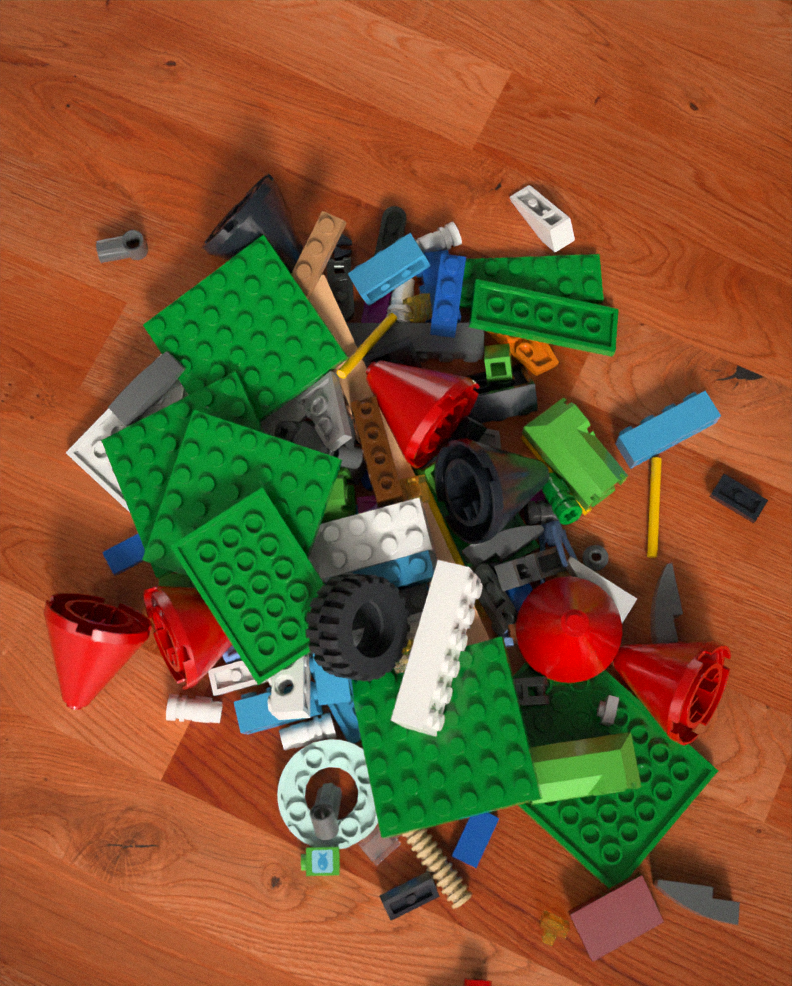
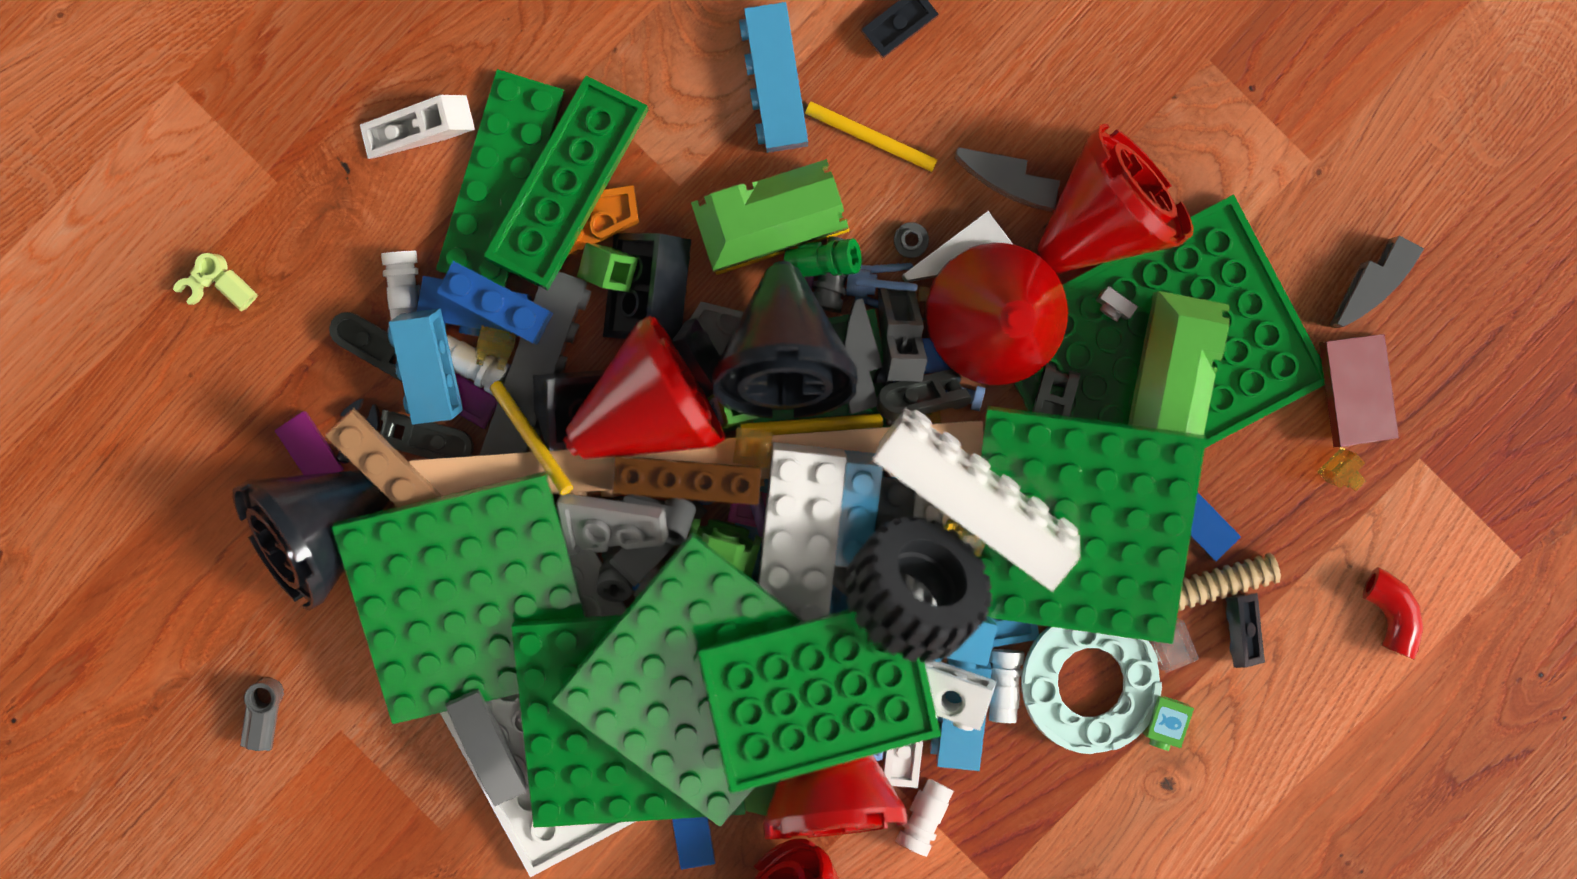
camera: 65 degrees left, 15 degrees up
(307, 218) = (308, 446): none -> magenta tile
(326, 811) = (1112, 696): dark grey piece -> none
(401, 129) = (211, 268): none -> yellowish green bar

